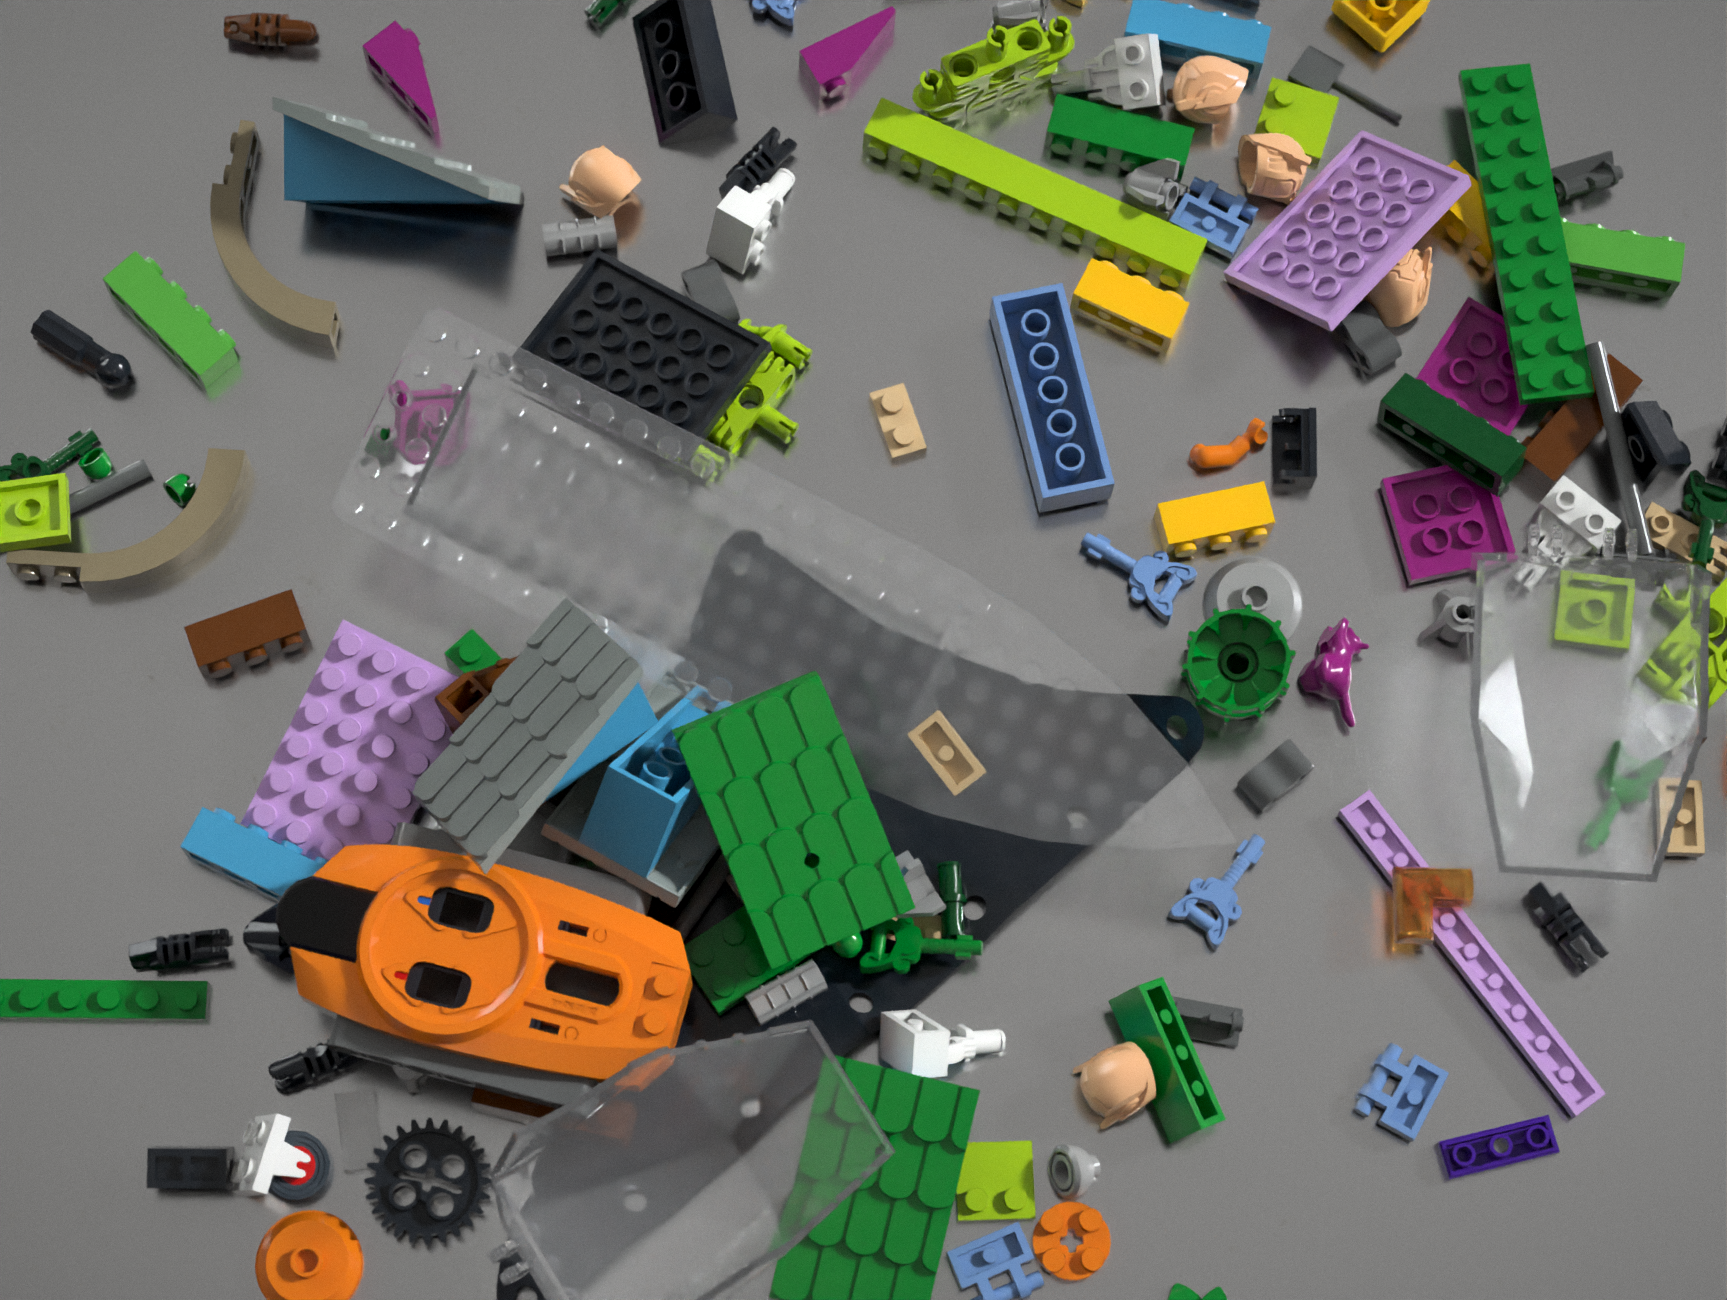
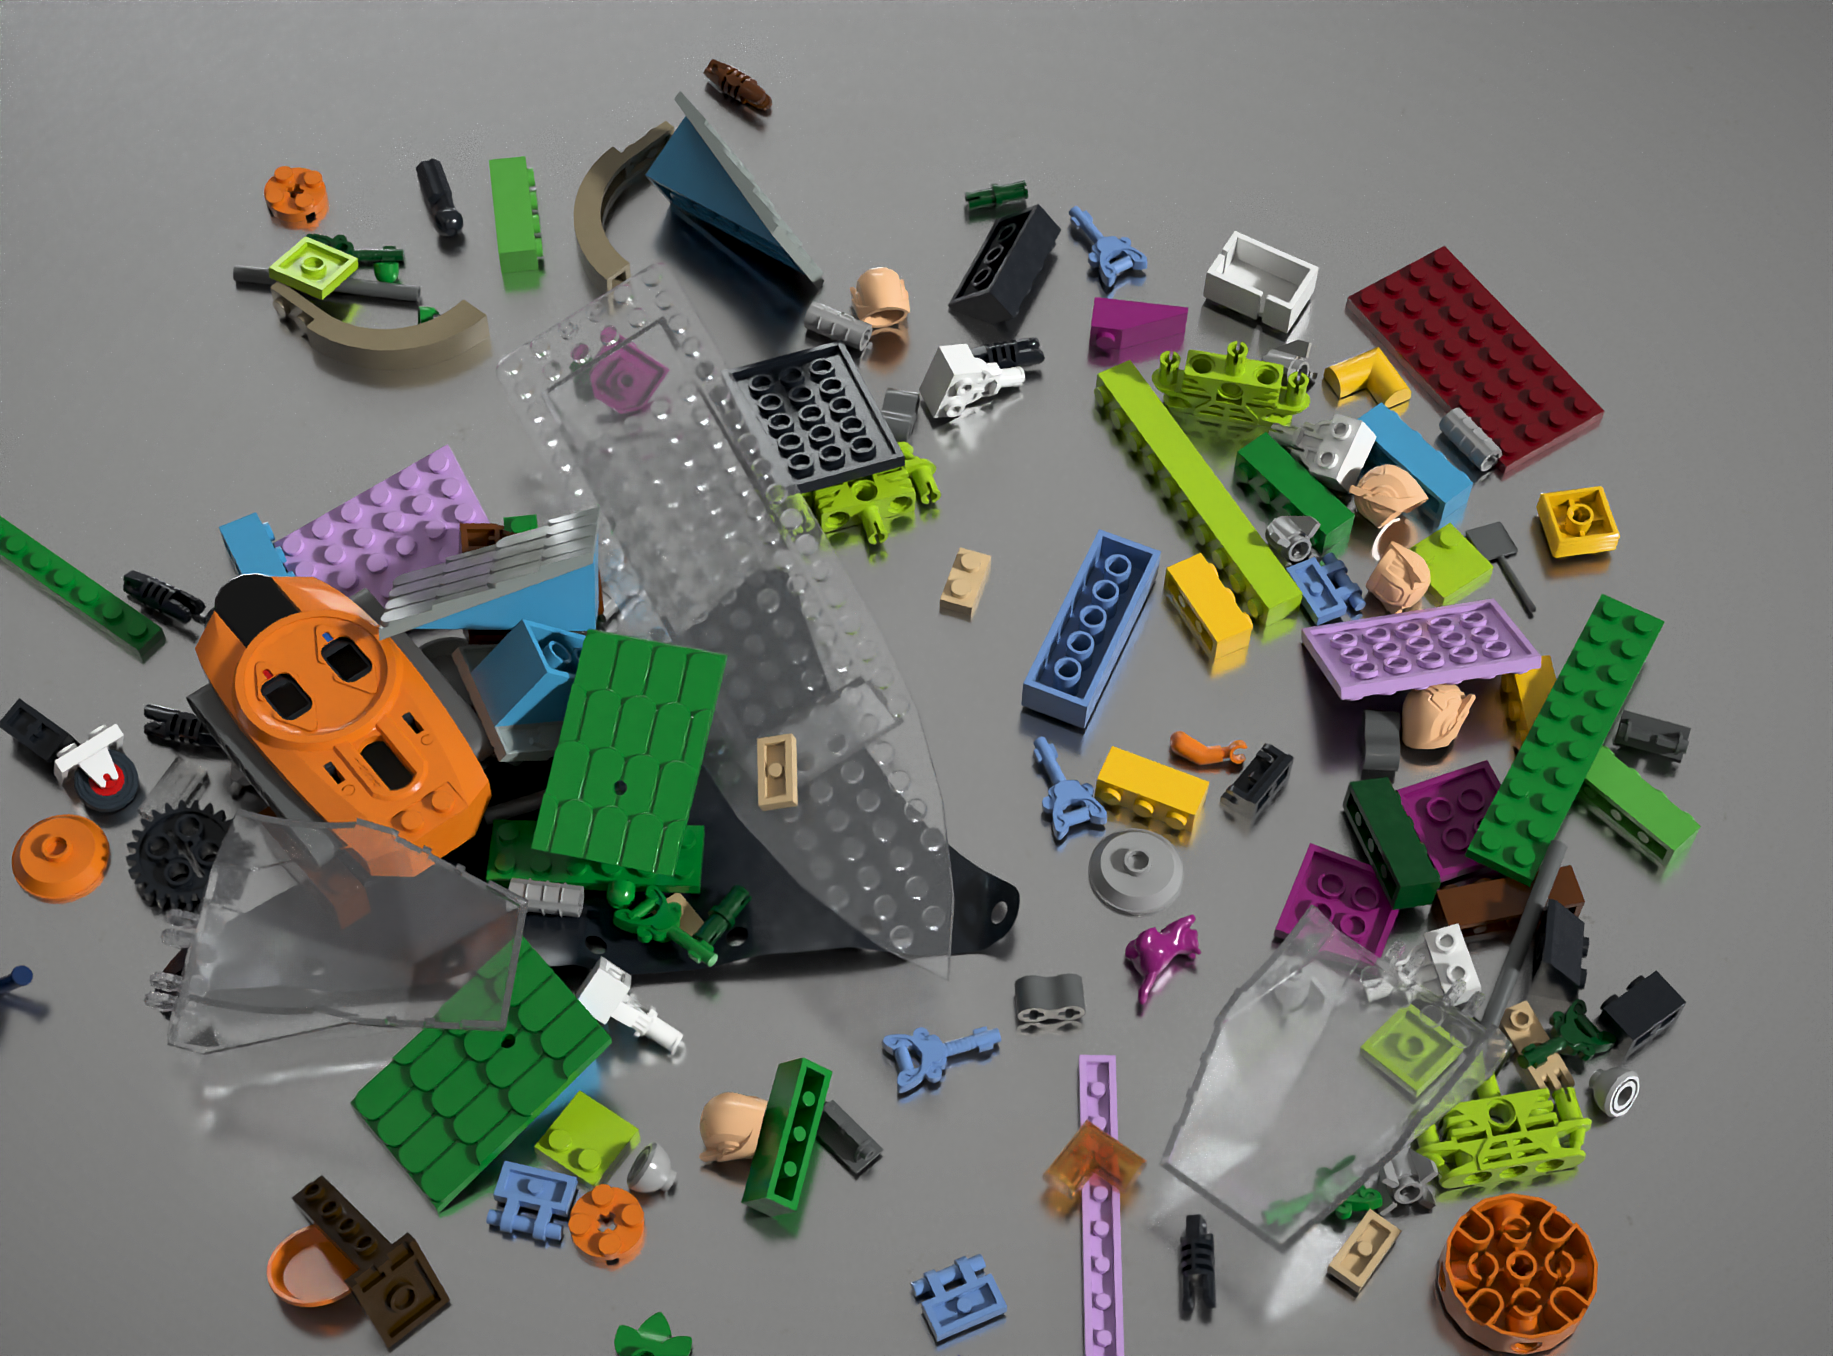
camera: 40 degrees right, 15 degrees down
(247, 634) = (387, 430): reddish brown brick -> none
(398, 61) = (807, 157): magenta slope -> none
(920, 888) = (692, 882): light grey brick -> none
(1243, 635) = (1068, 859): green piece -> none

